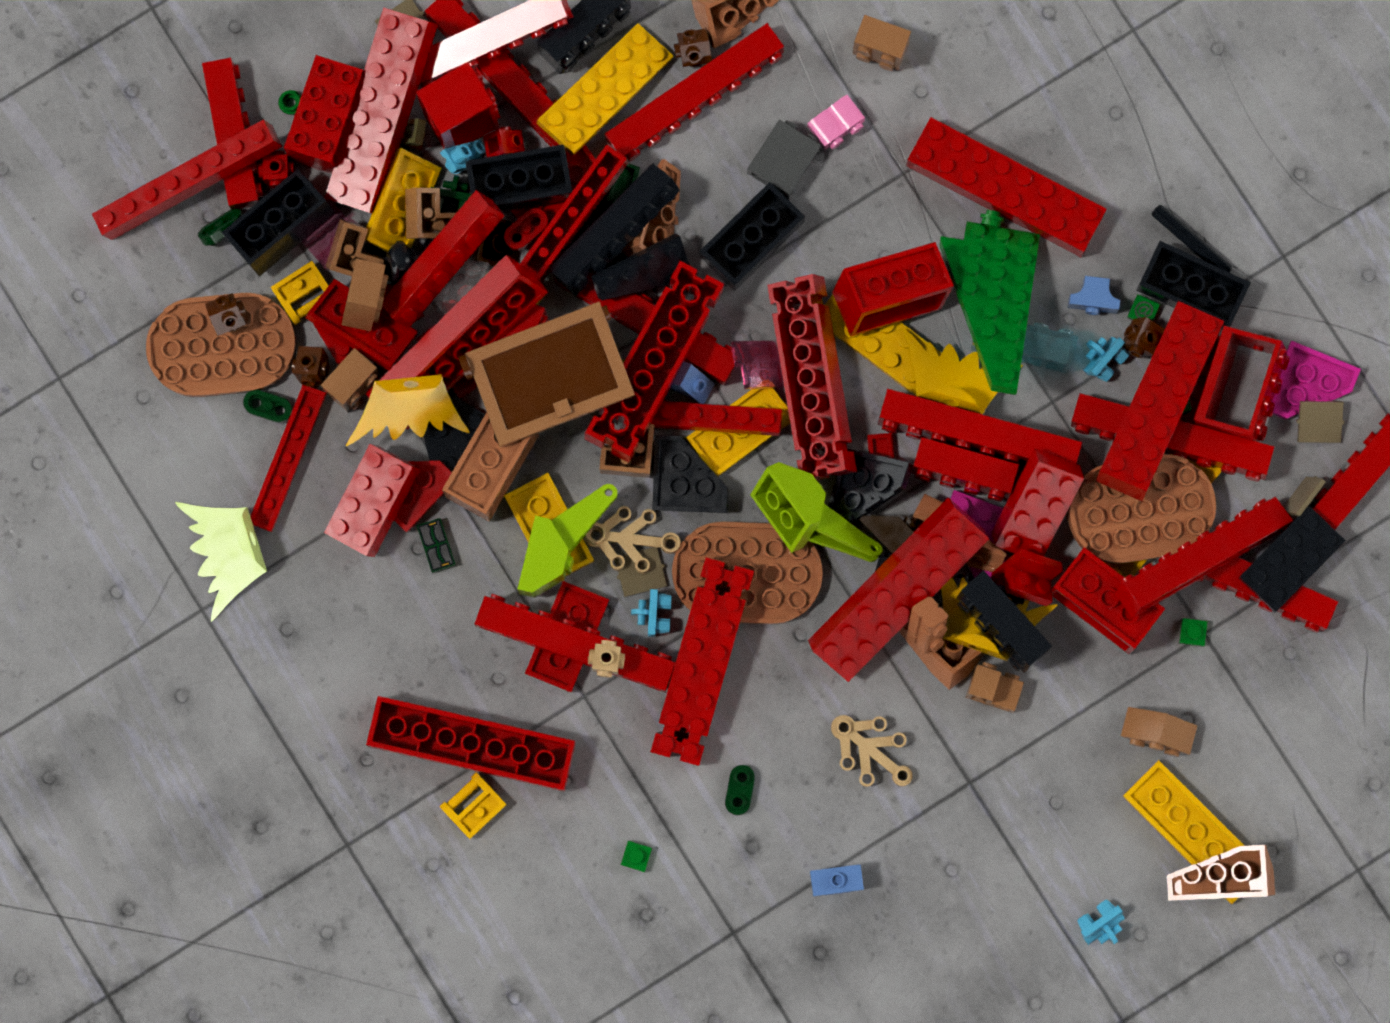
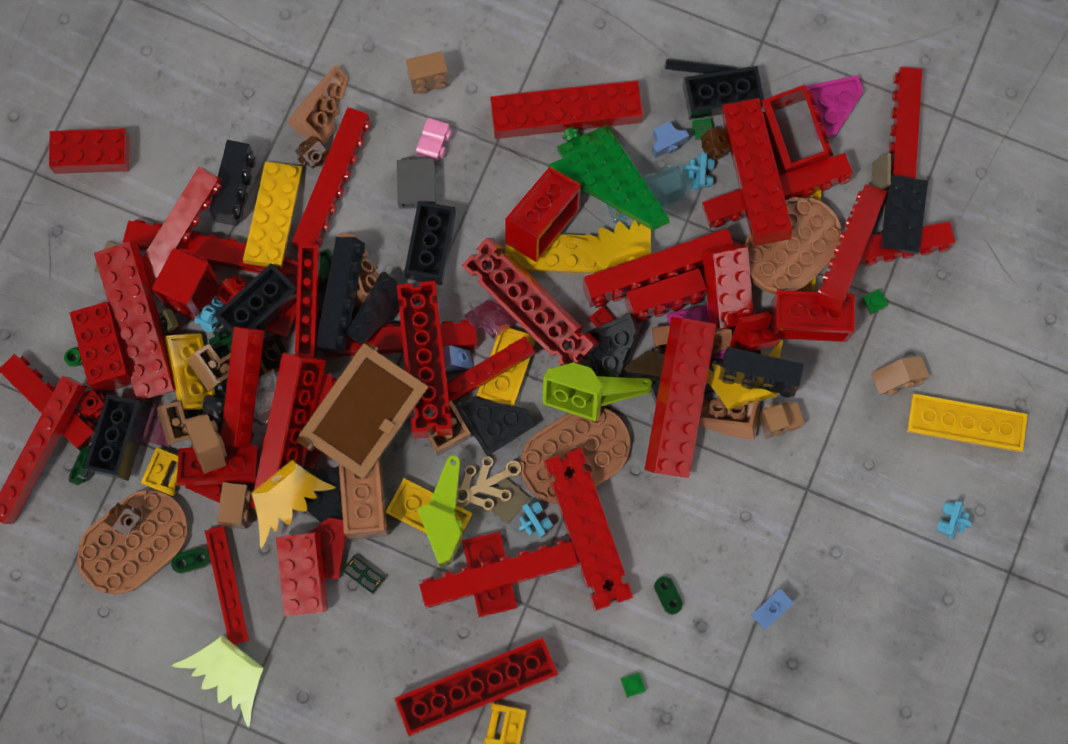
camera: 40 degrees left, 5 degrees down
(311, 365) = (201, 514): reddish brown brick -> none
(525, 229) = (282, 334): red plate -> none
(606, 669) = (523, 575): tan brick -> none
(868, 748) = (730, 511): tan plant -> none
(927, 626) = (715, 407): nougat brick -> none
(1233, 874) = (1012, 431): nougat wedge -> none
(1320, 421) = (857, 122): dark tan piece -> none

